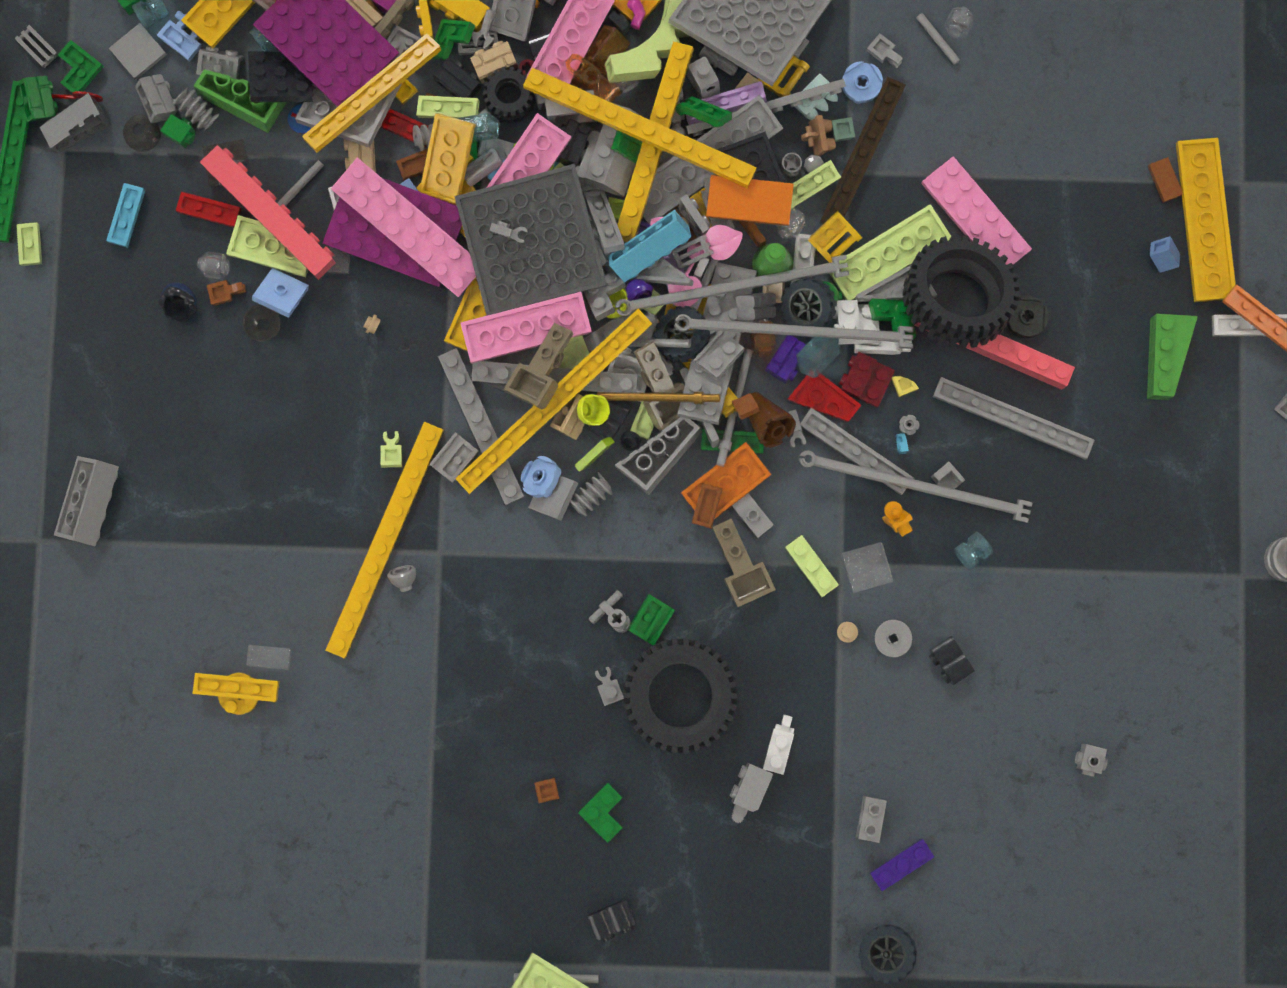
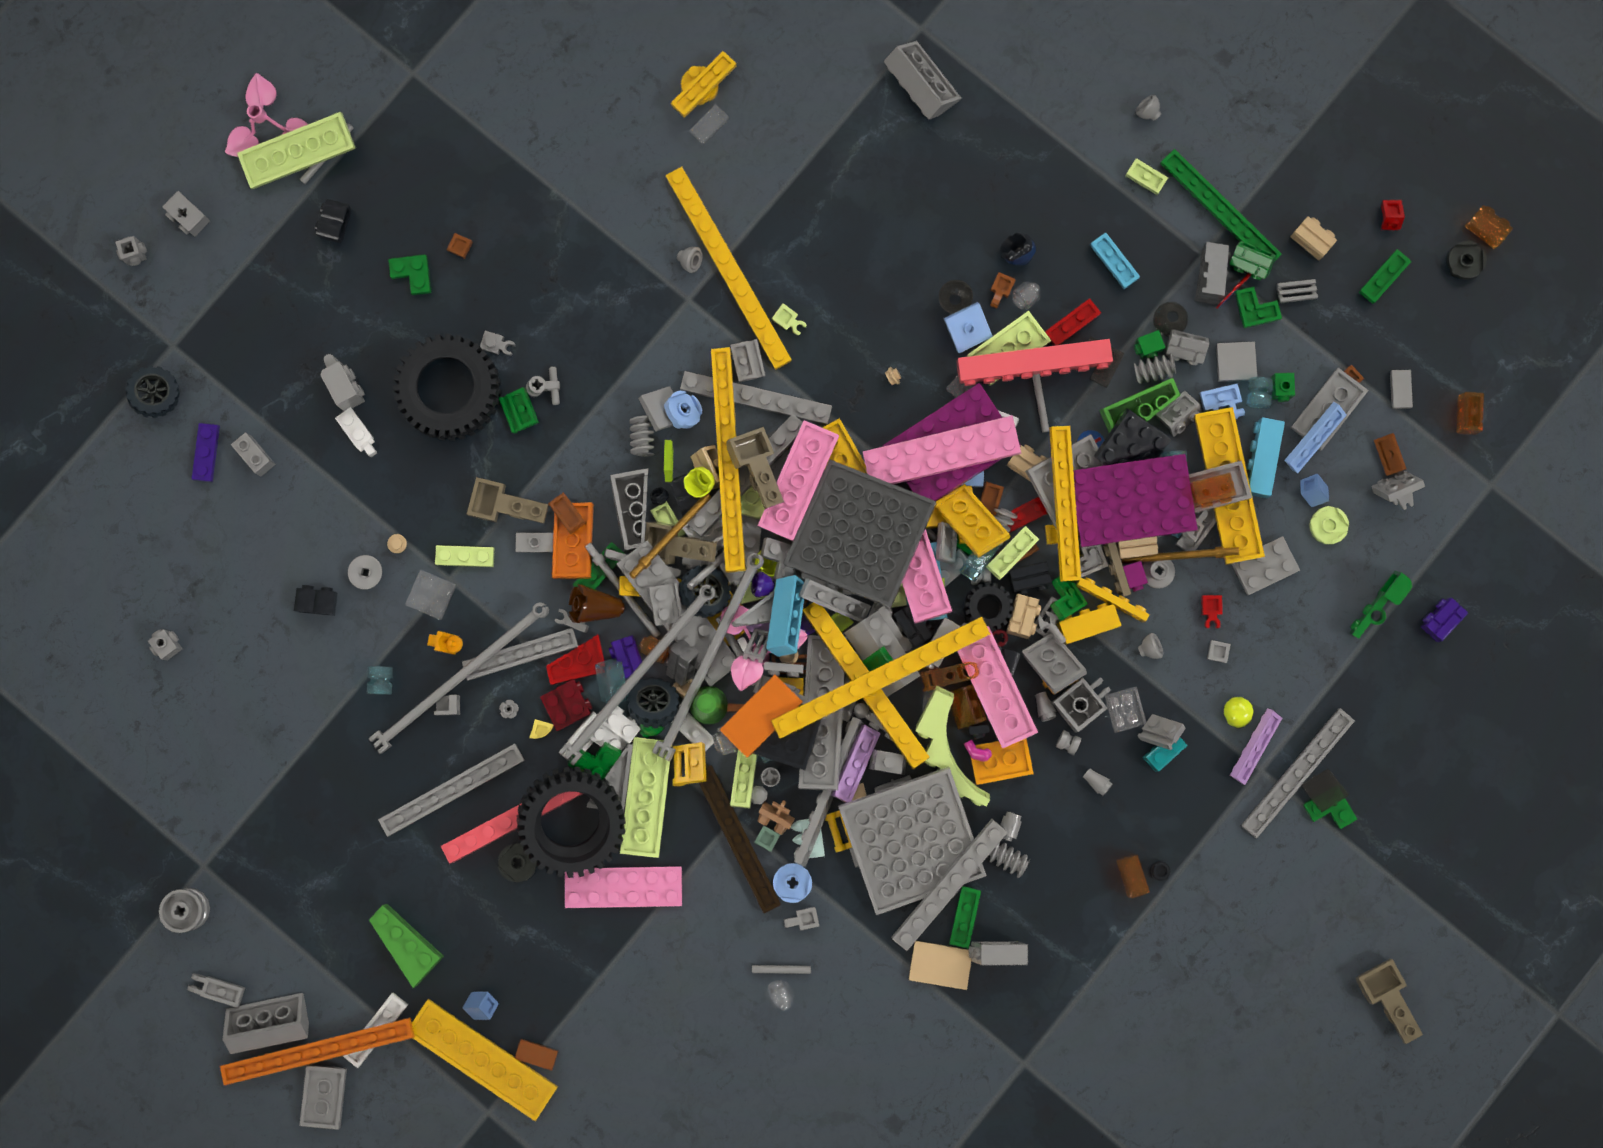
camera: 130 degrees right, 0 degrees up
(503, 229) = (880, 516): light grey plate -> none
(704, 111) = (858, 738): green plate -> none
(745, 406) = (613, 594): dark orange tile -> none
(902, 446) = (499, 692): medium azure tile -> none

